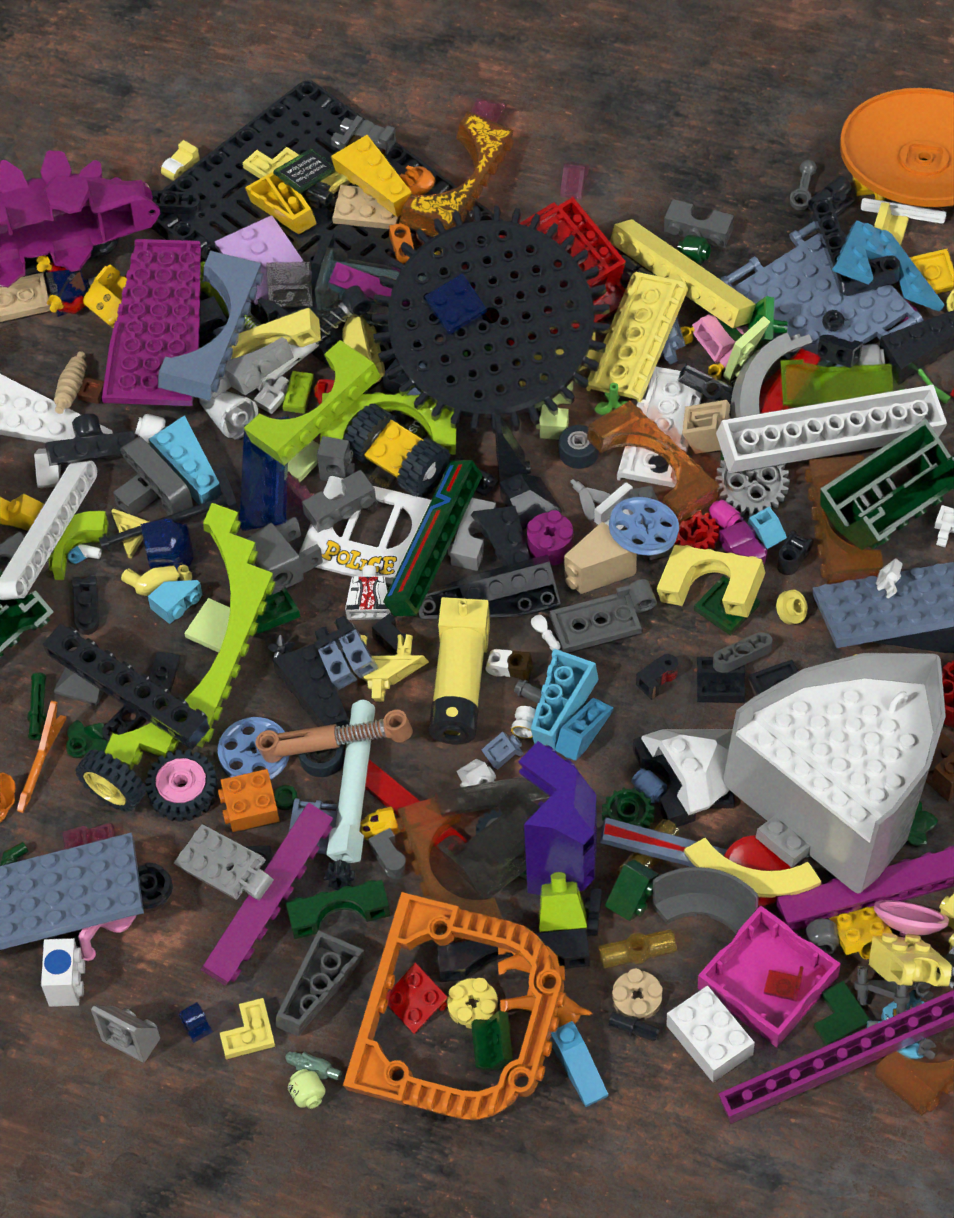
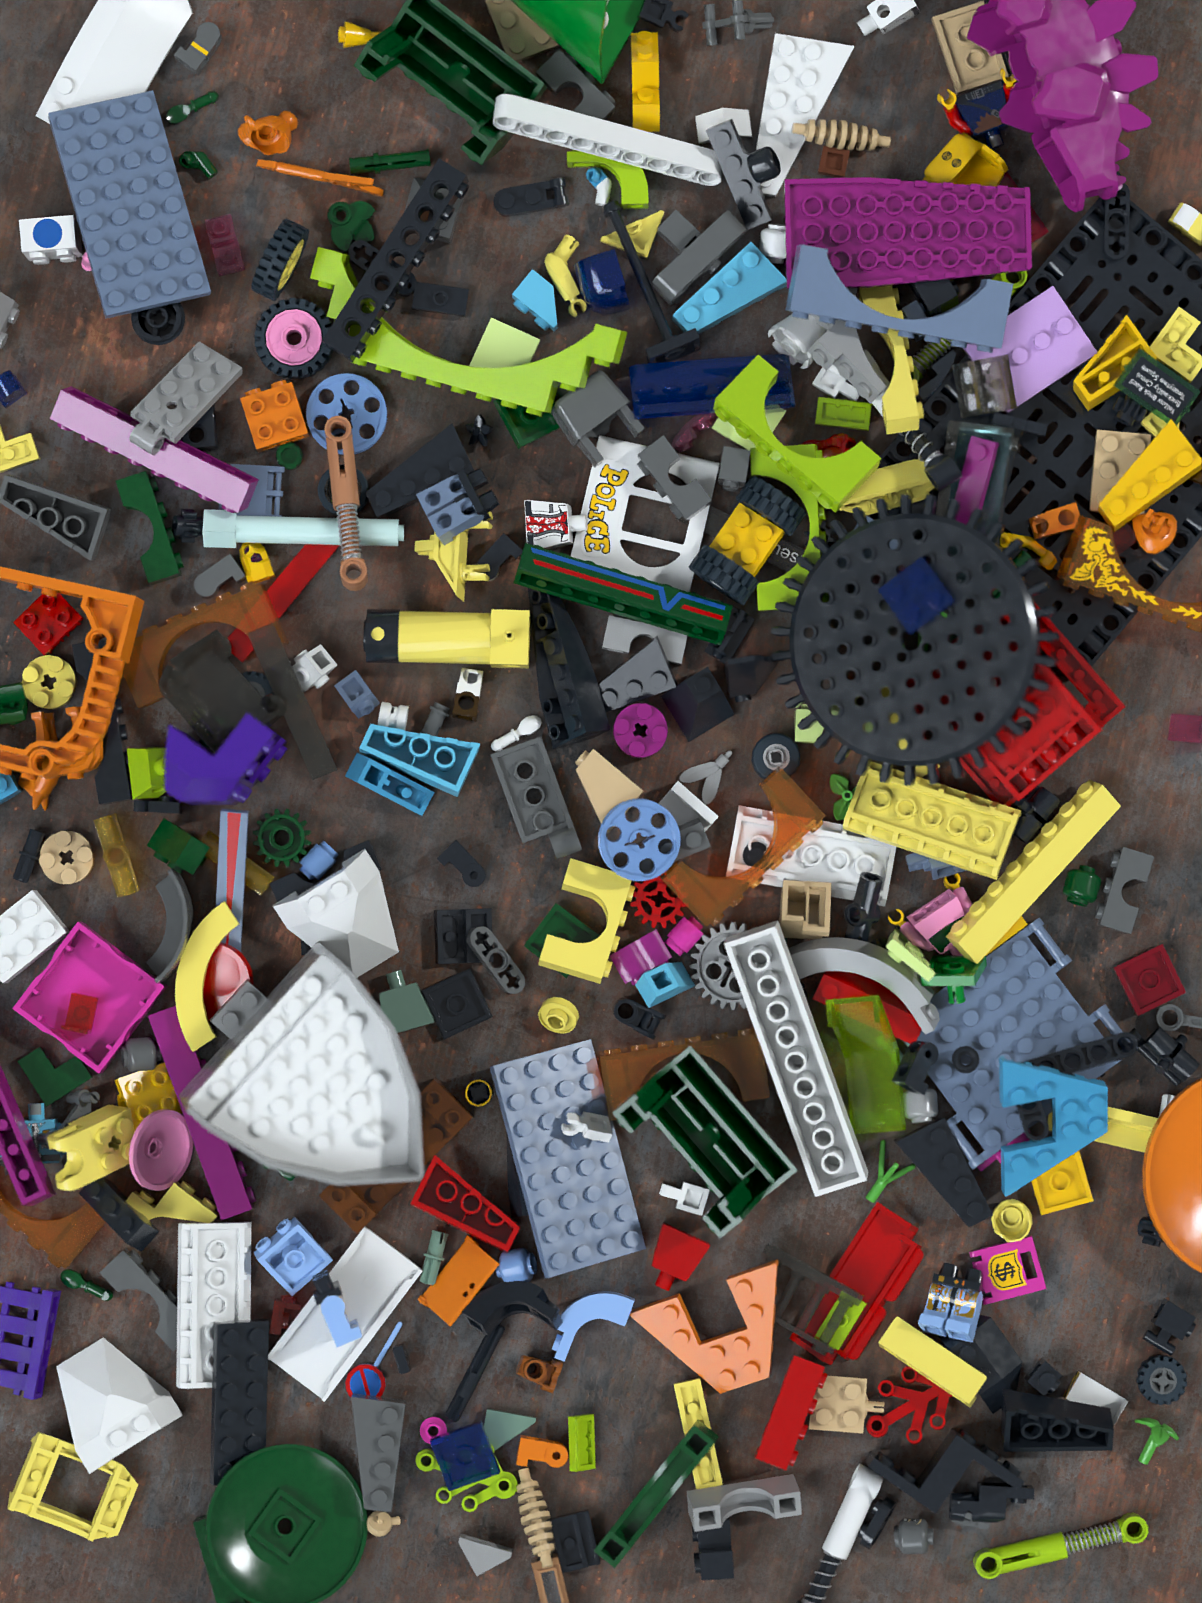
camera: 85 degrees right, 30 degrees up
(770, 212) = (1149, 979): none -> dark red plate

